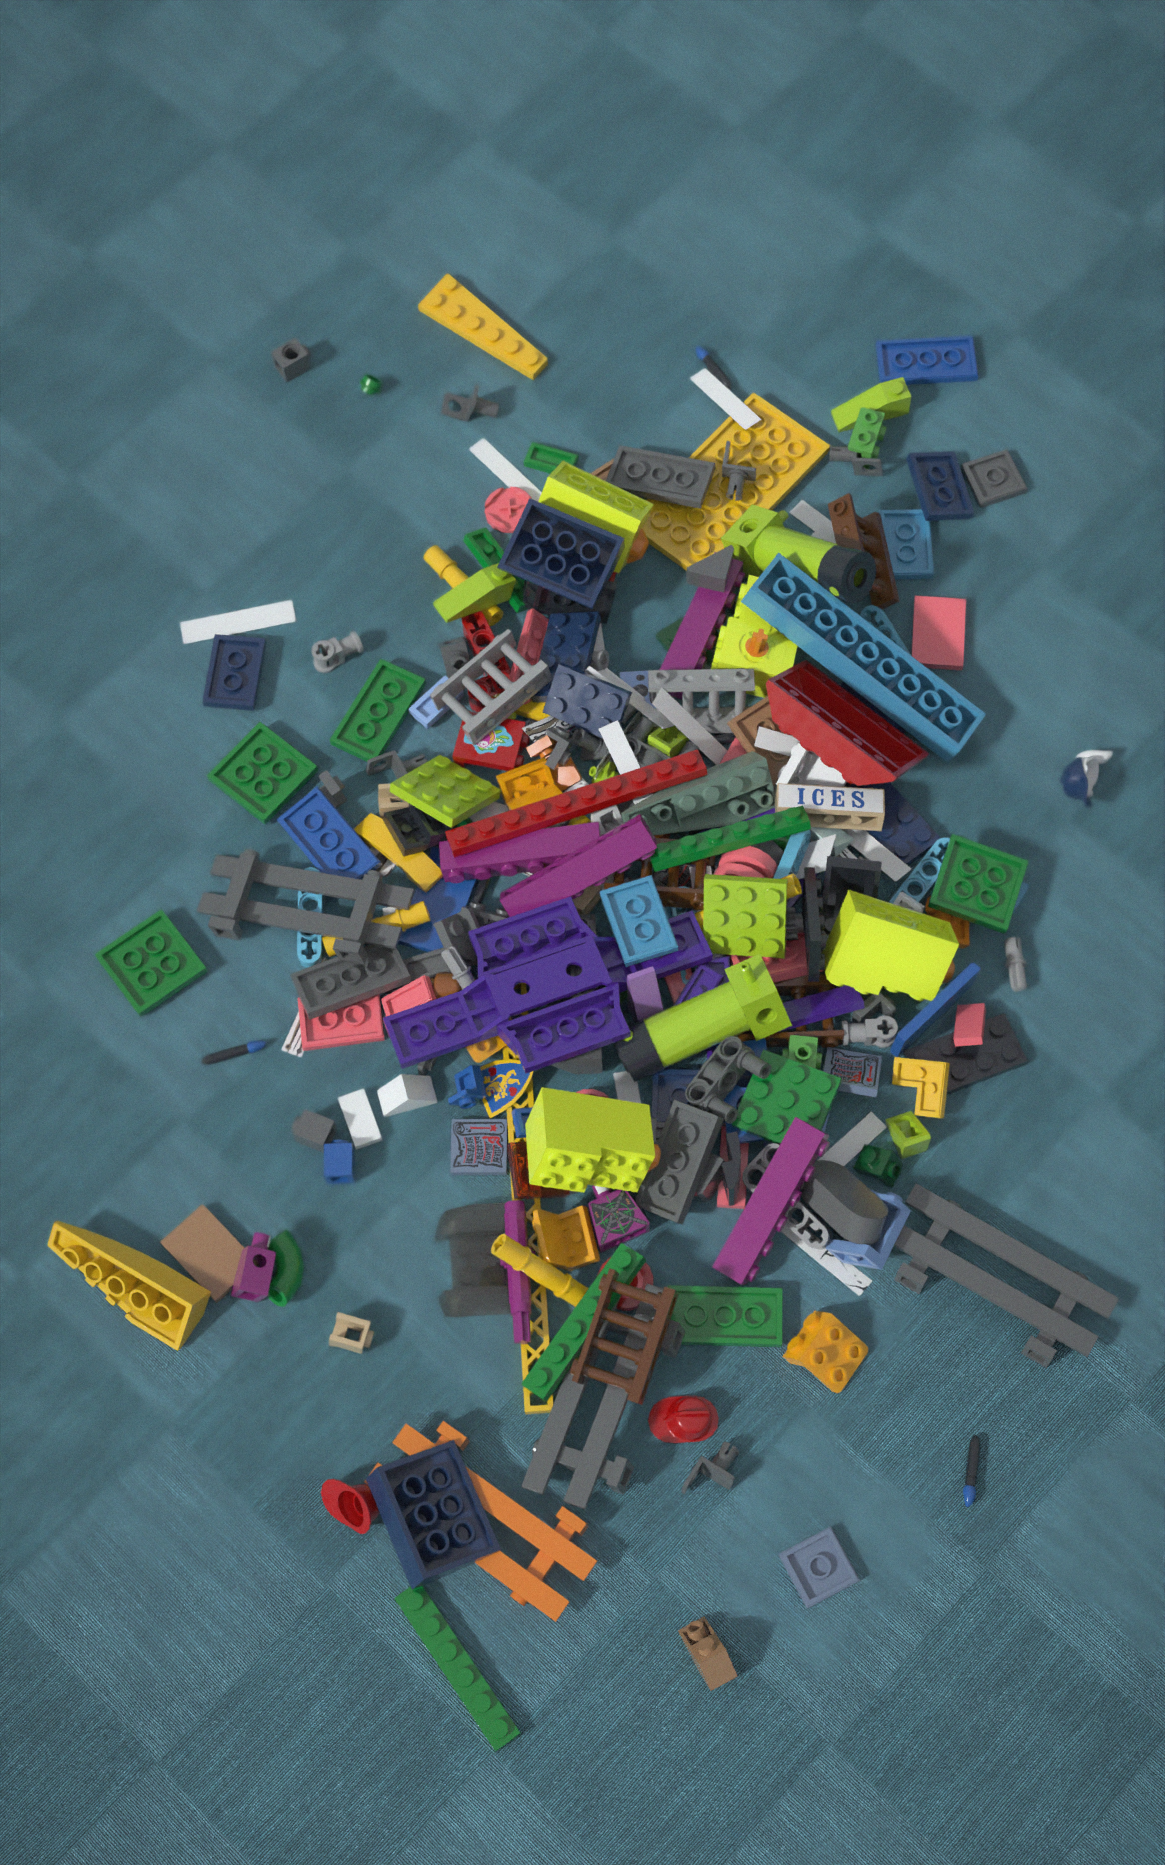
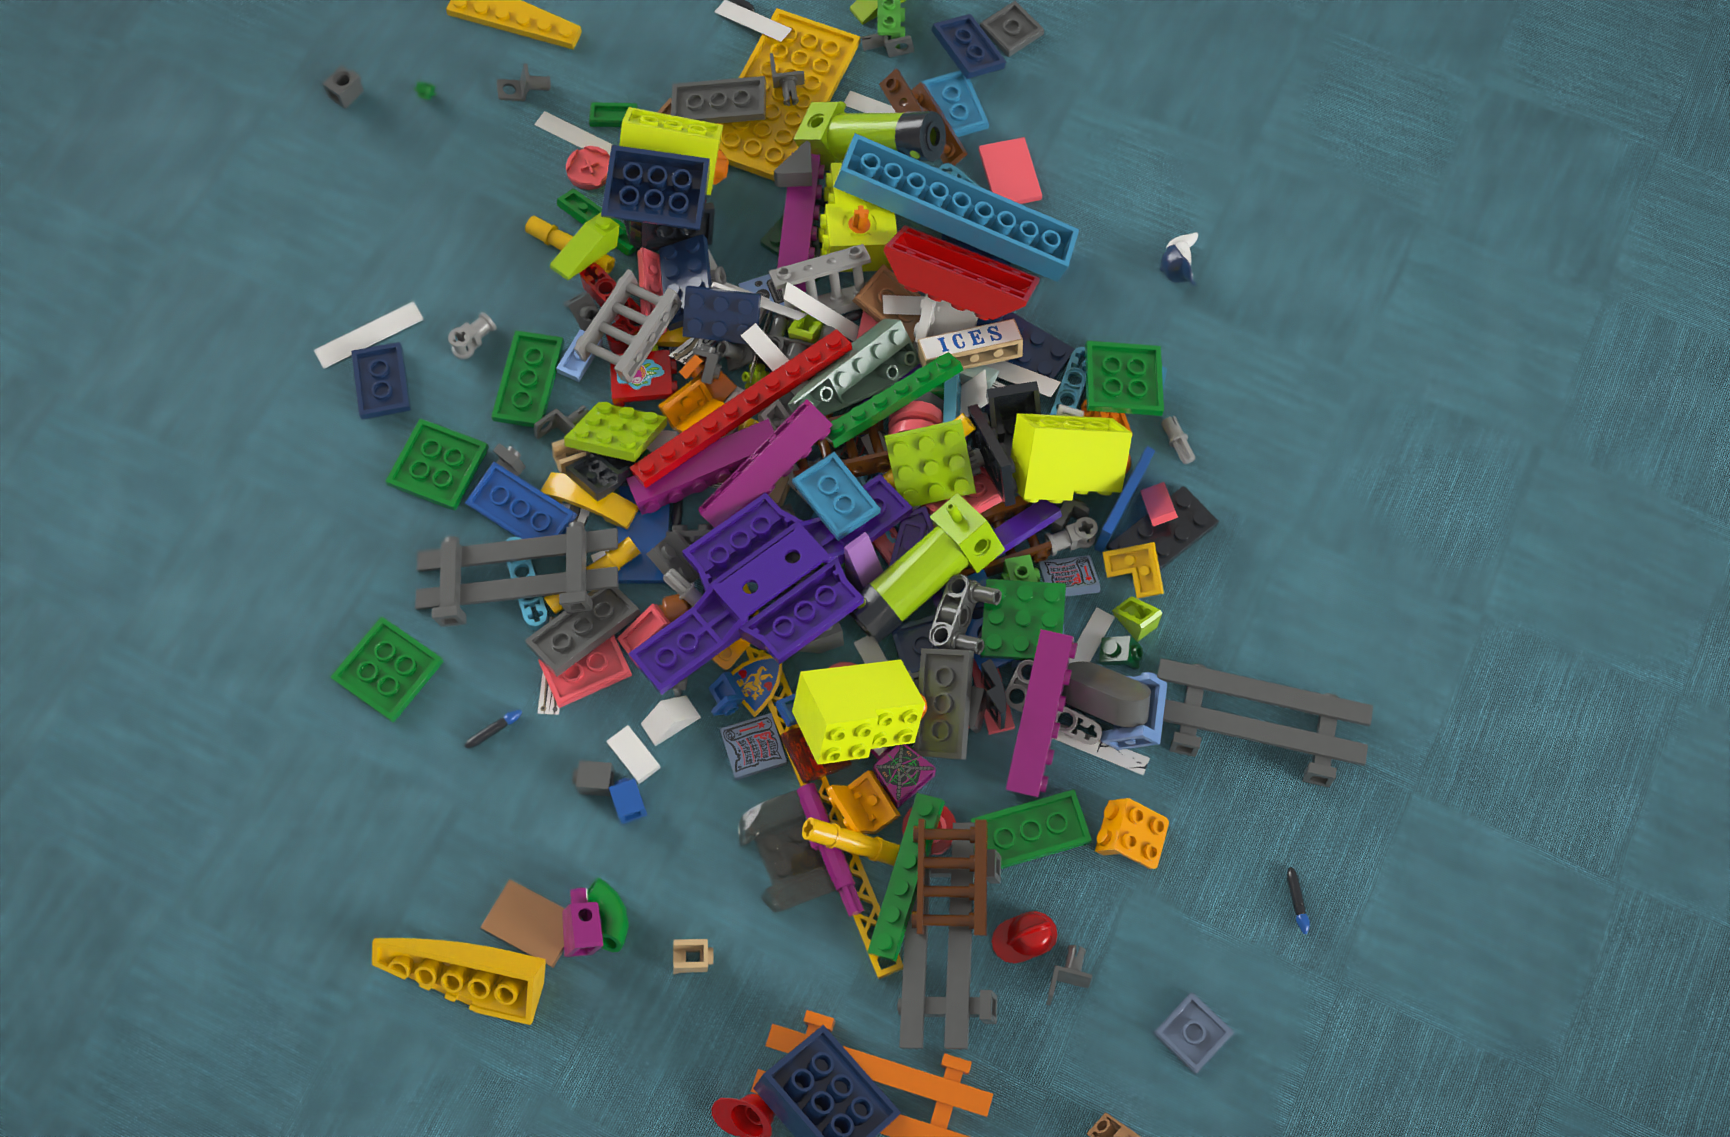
camera: 20 degrees left, 0 degrees up
(426, 964) = (651, 593): dark grey tile -> none

